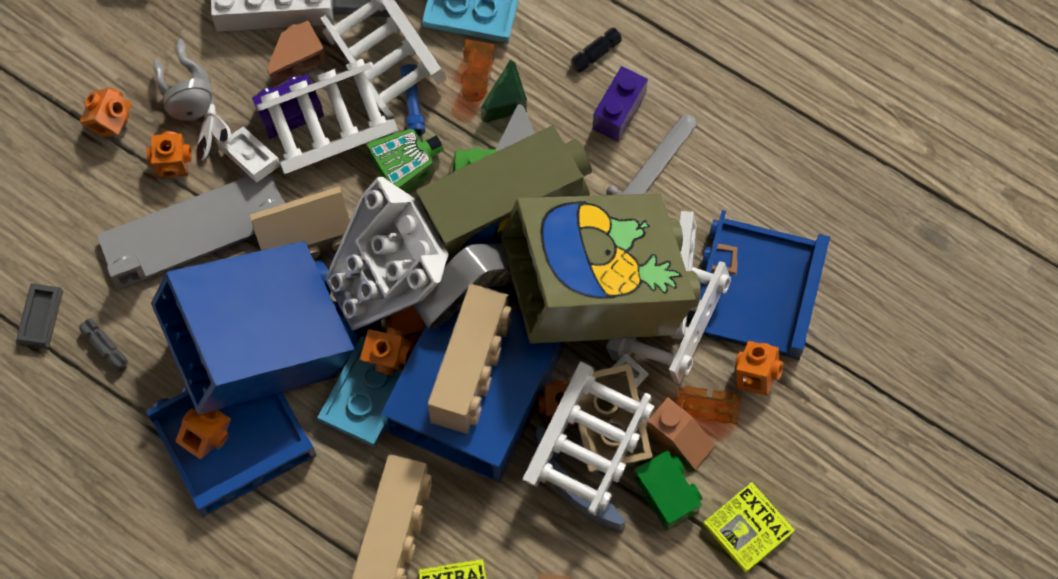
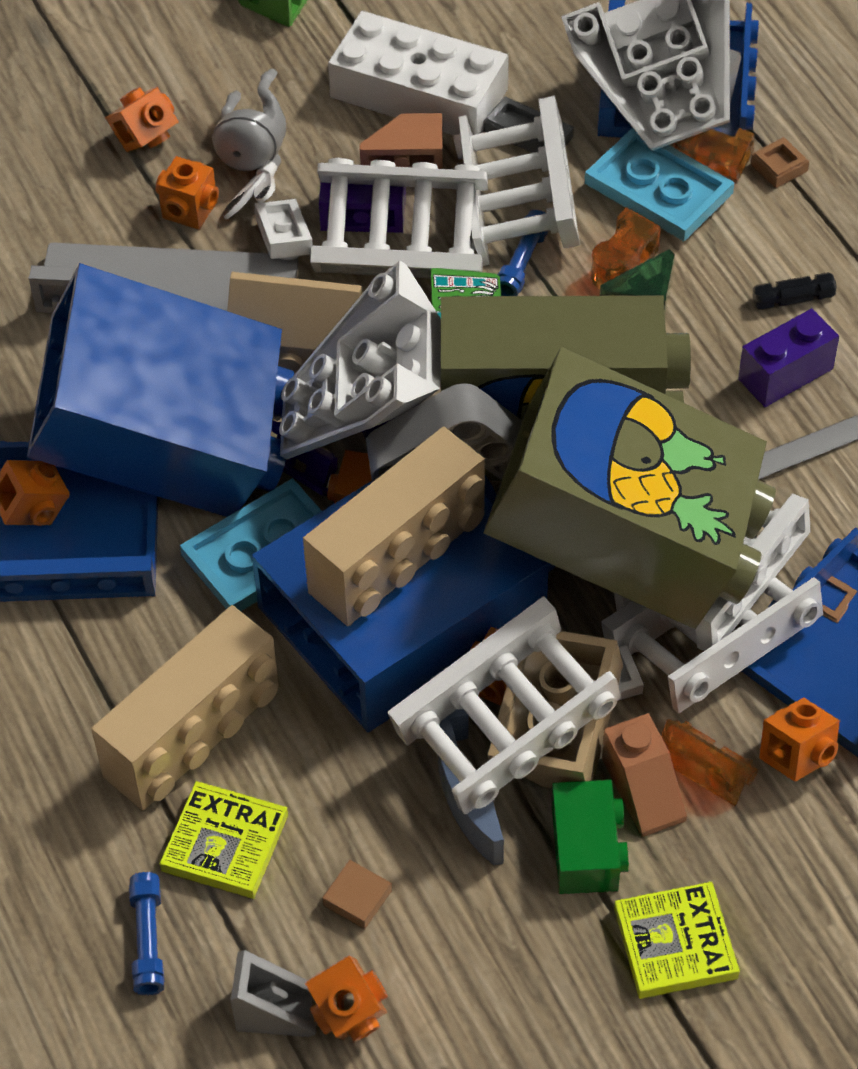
camera: 30 degrees right, 15 degrees down
(386, 350) = (305, 492): orange brick -> none

